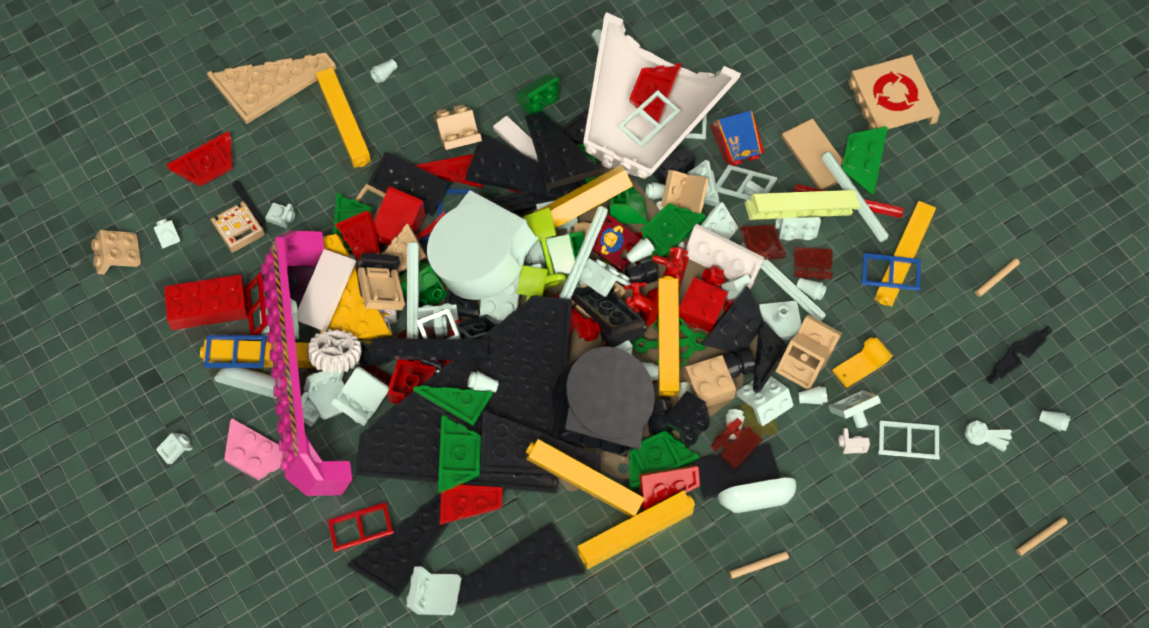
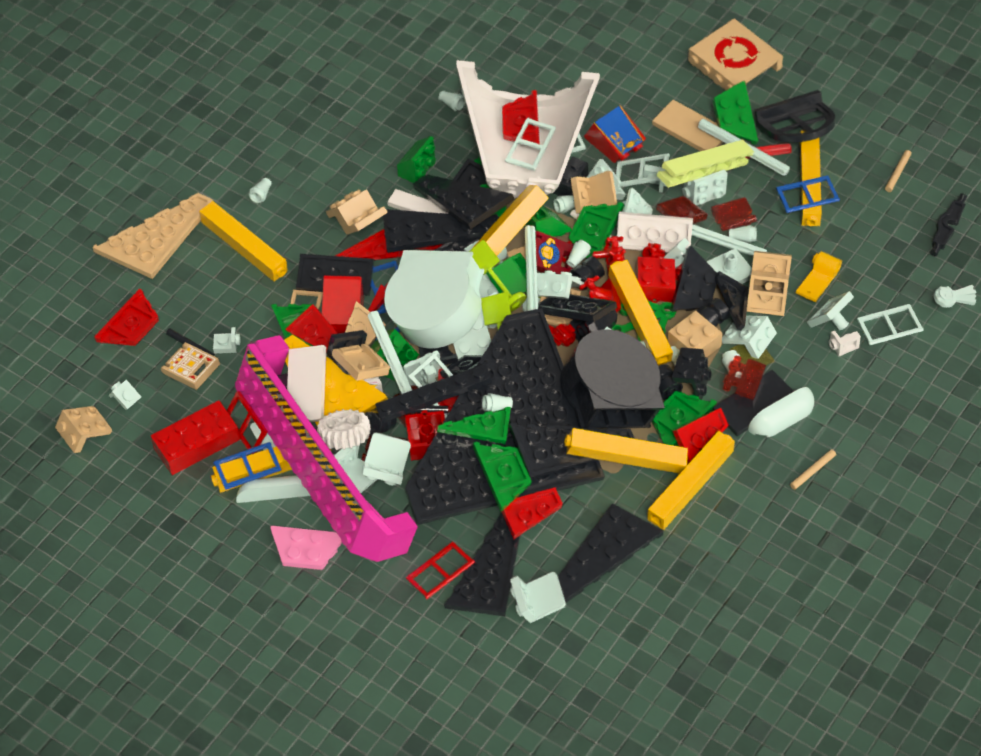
camera: 20 degrees left, 10 degrees down
(173, 447) = (228, 569): light aqua bracket -> none
(813, 396) = (791, 317): light aqua cone -> none
(921, 172) = (791, 109): none -> black window

